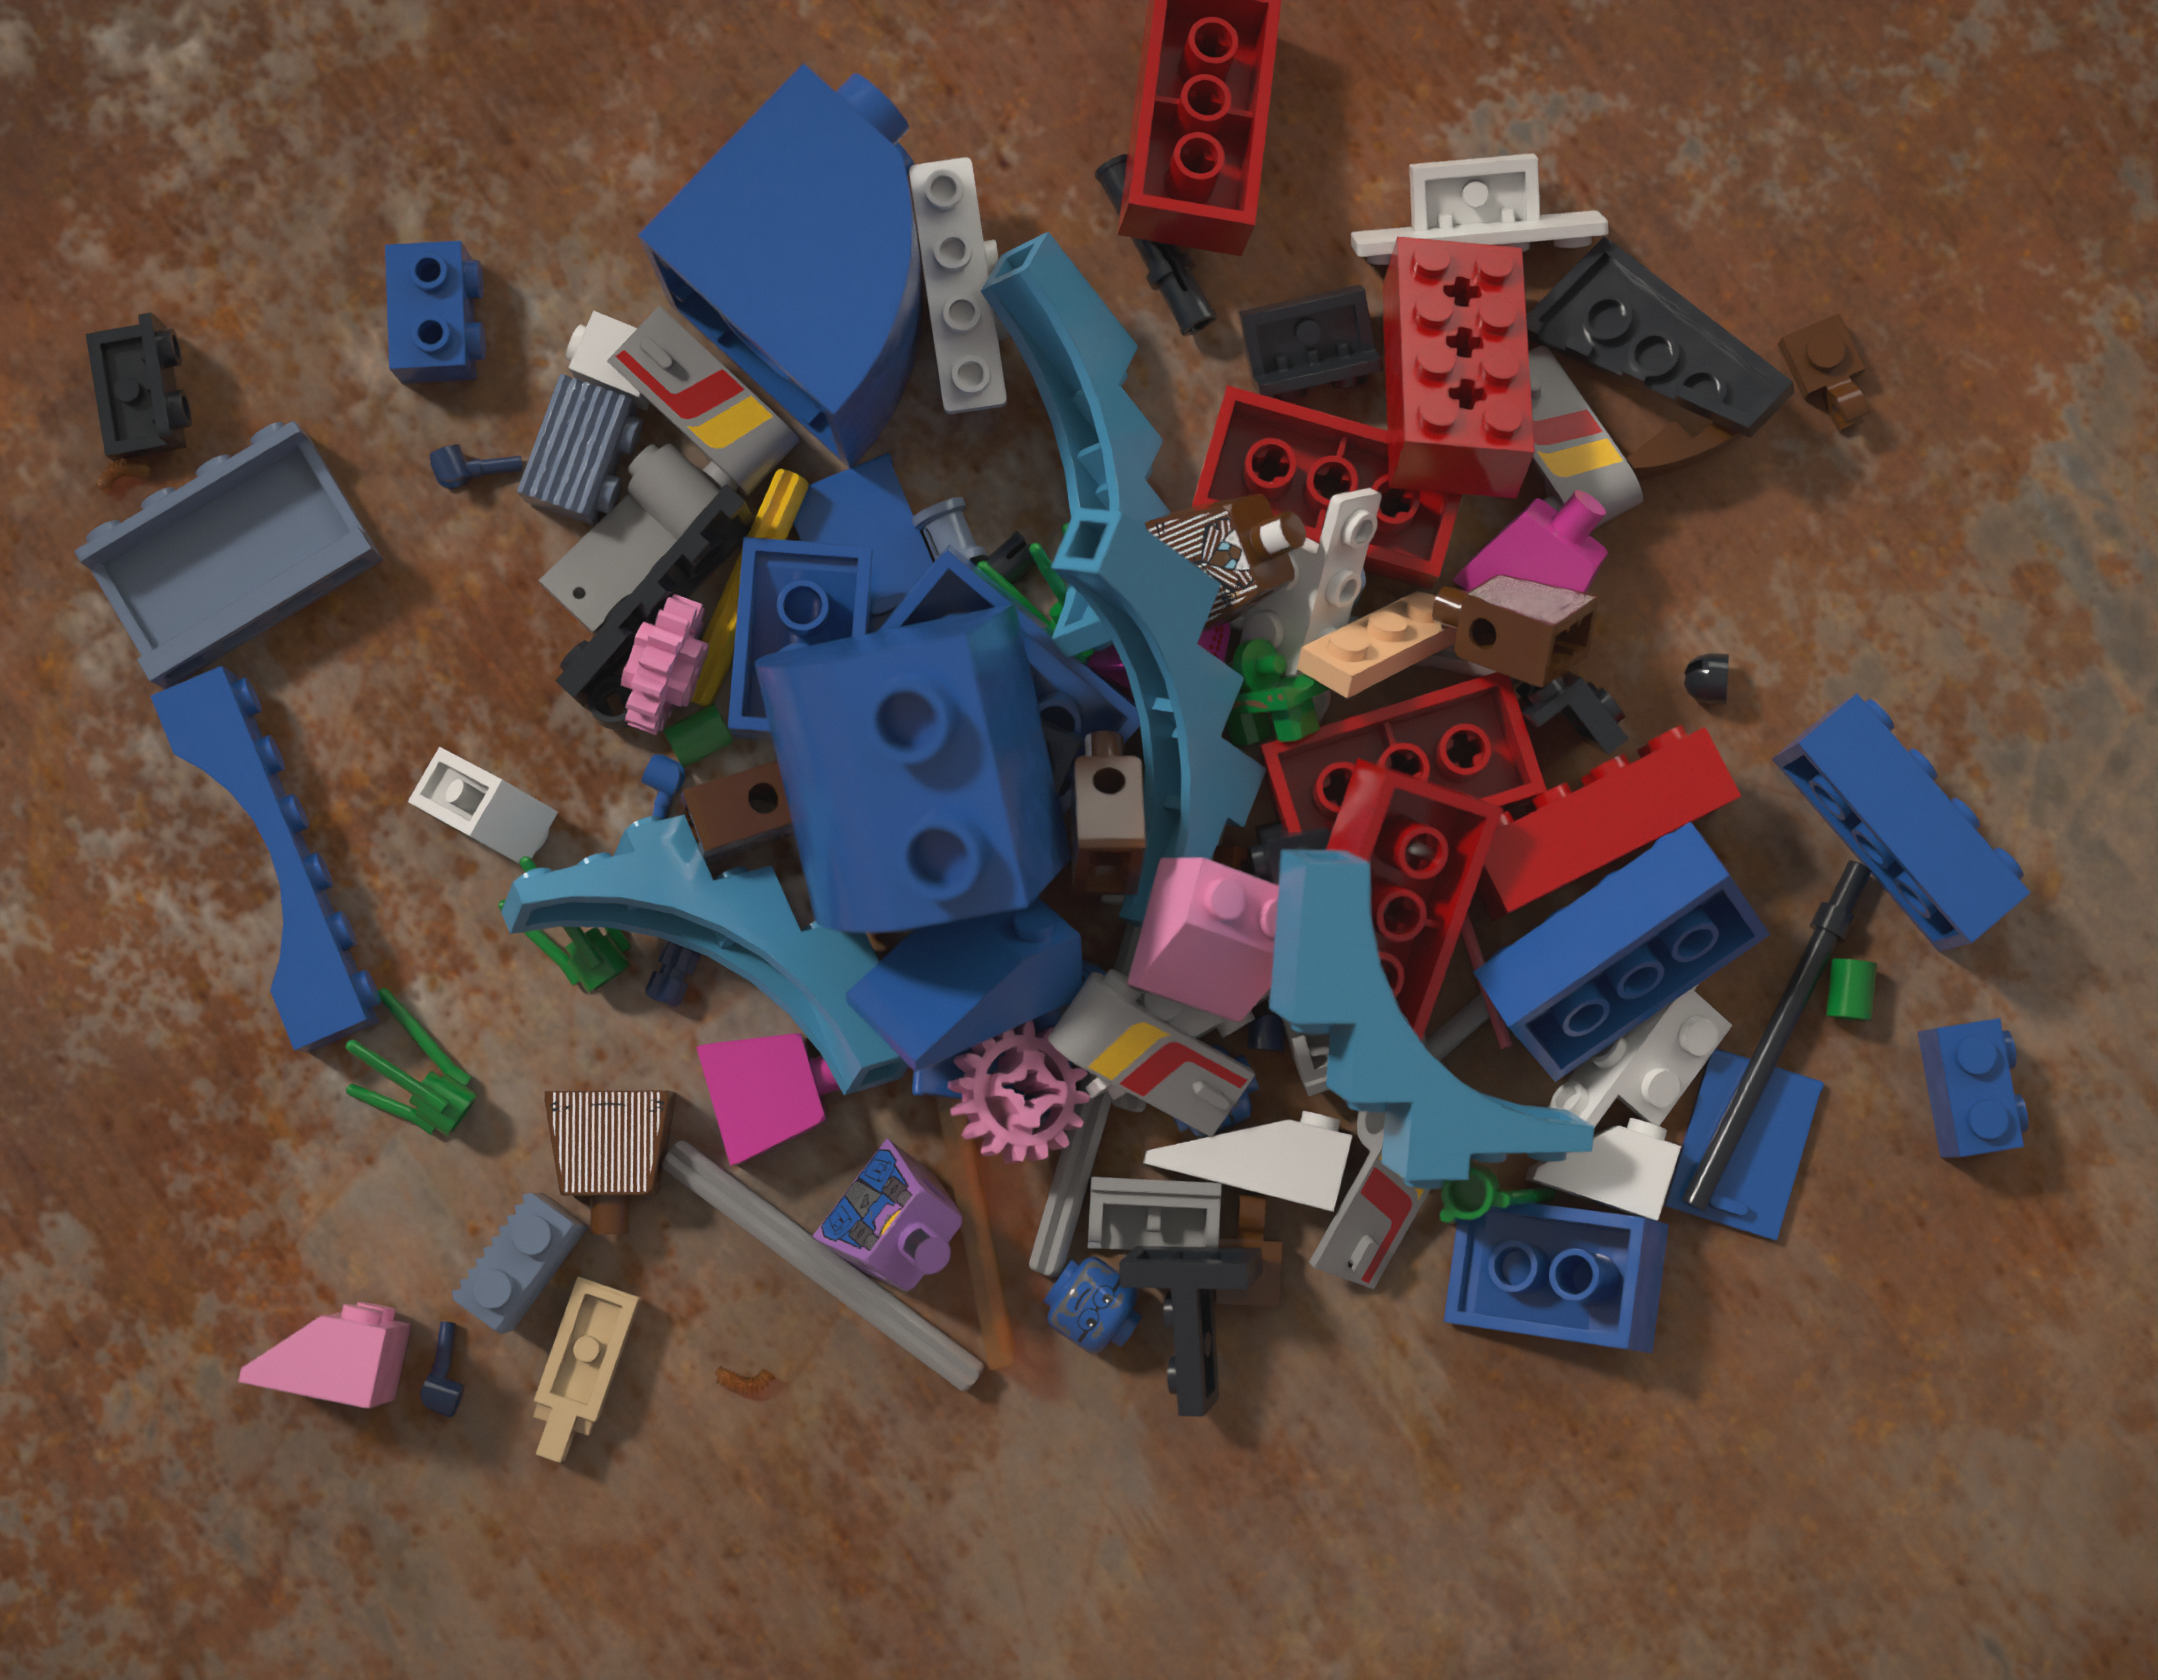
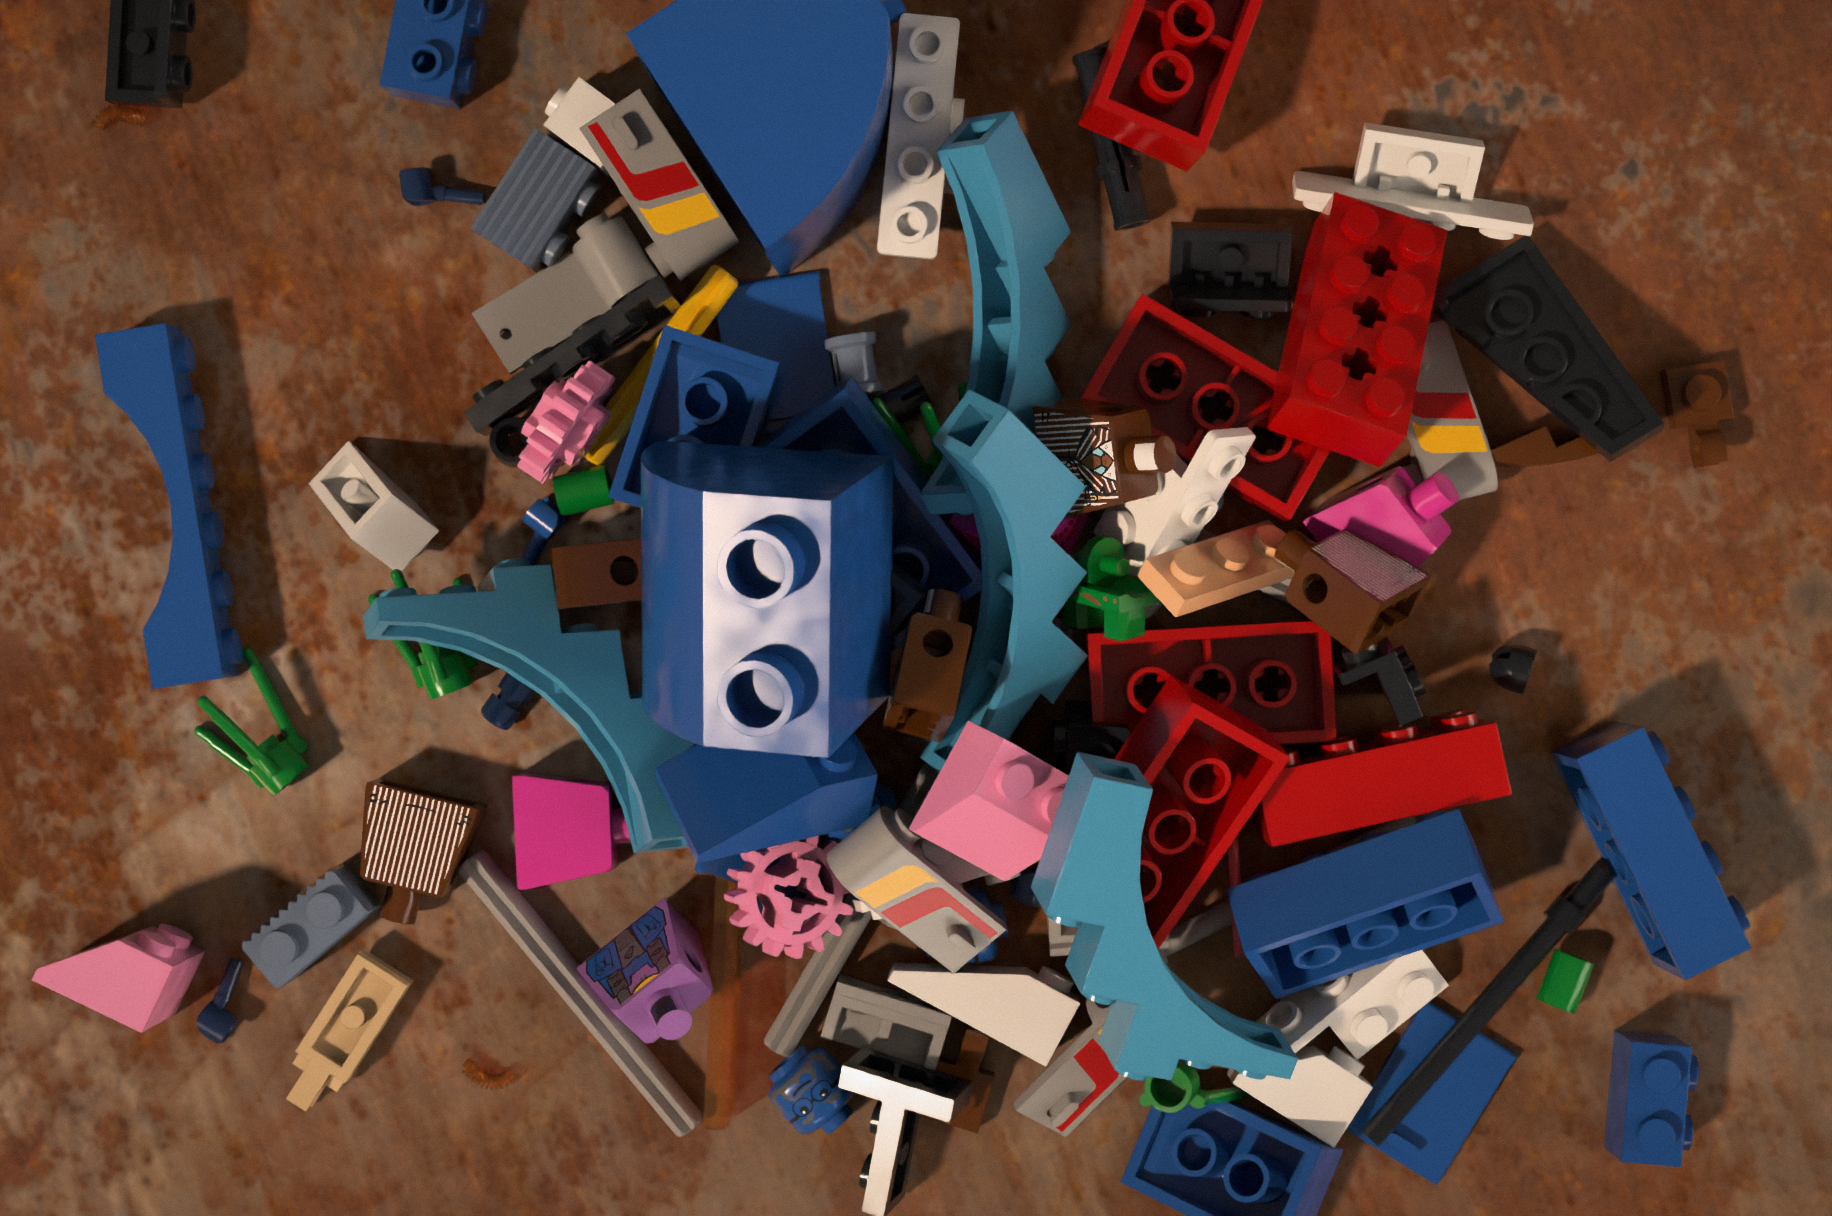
camera: 10 degrees right, 5 degrees up
(228, 553) = (198, 216): sand blue panel -> none

